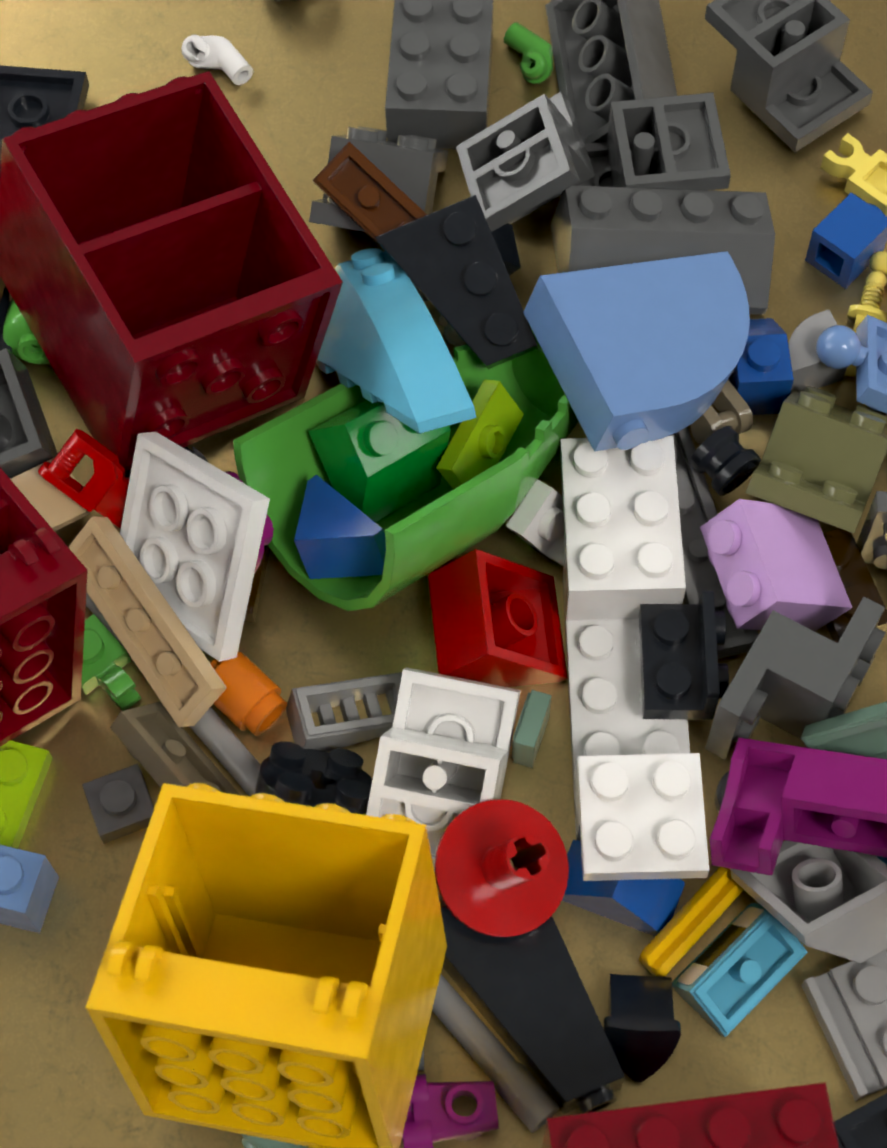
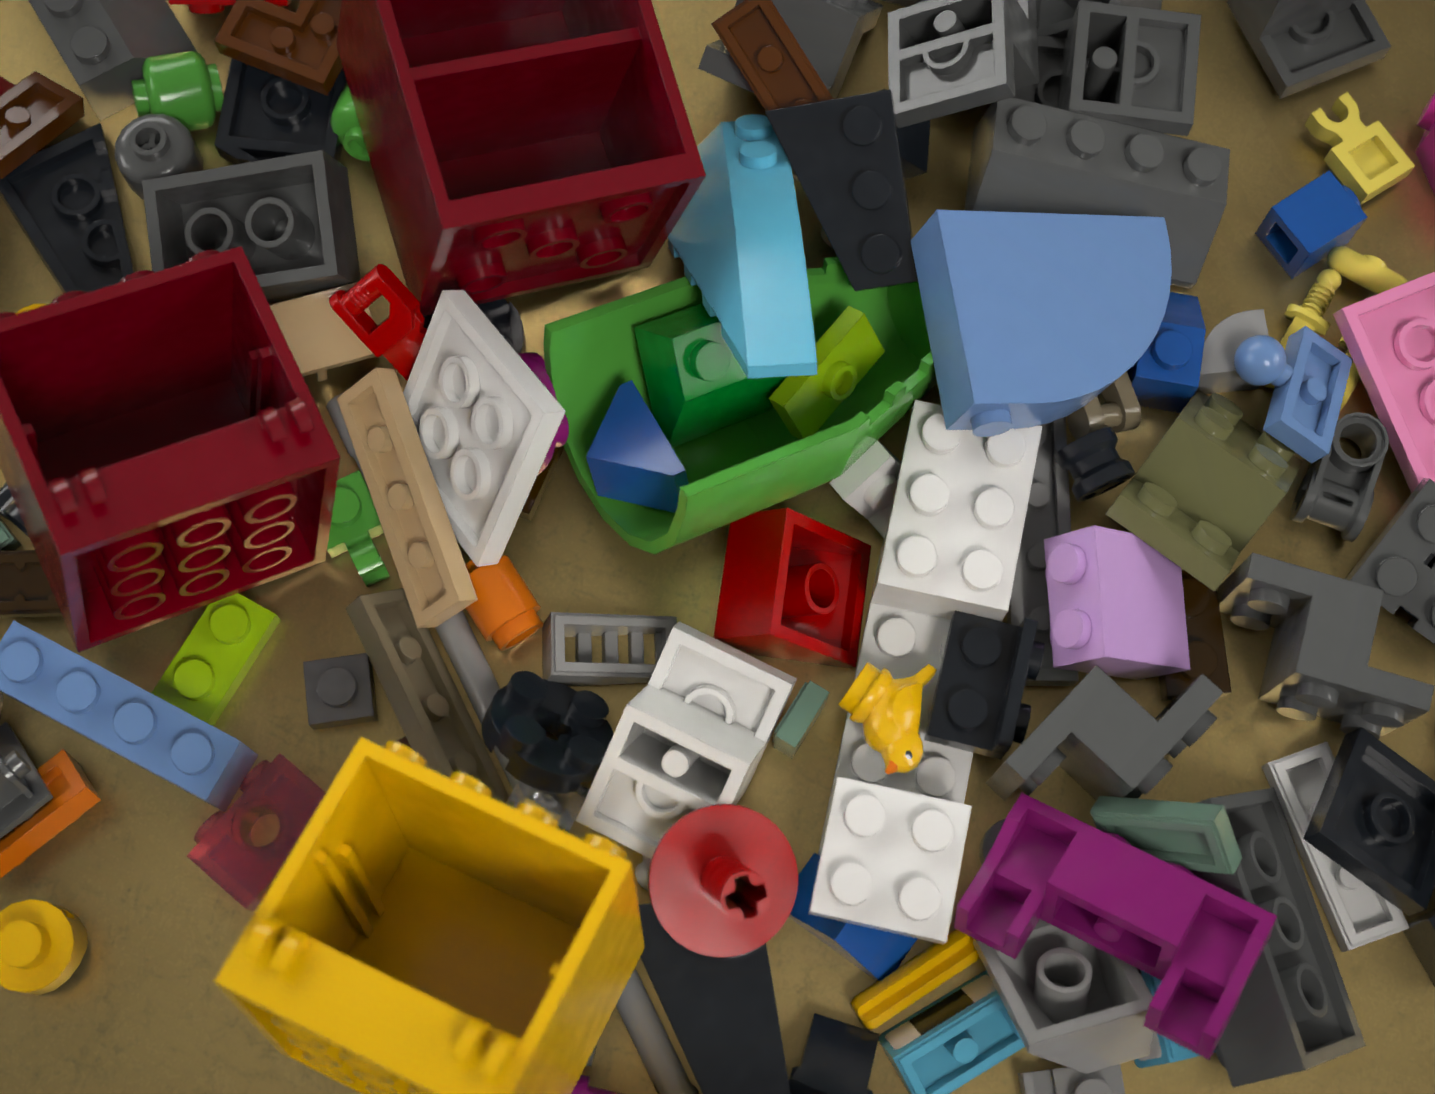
camera: 10 degrees right, 10 degrees up
(46, 956) = (225, 840): none -> clear pink brick
(607, 700) = (889, 714): none -> yellow animal

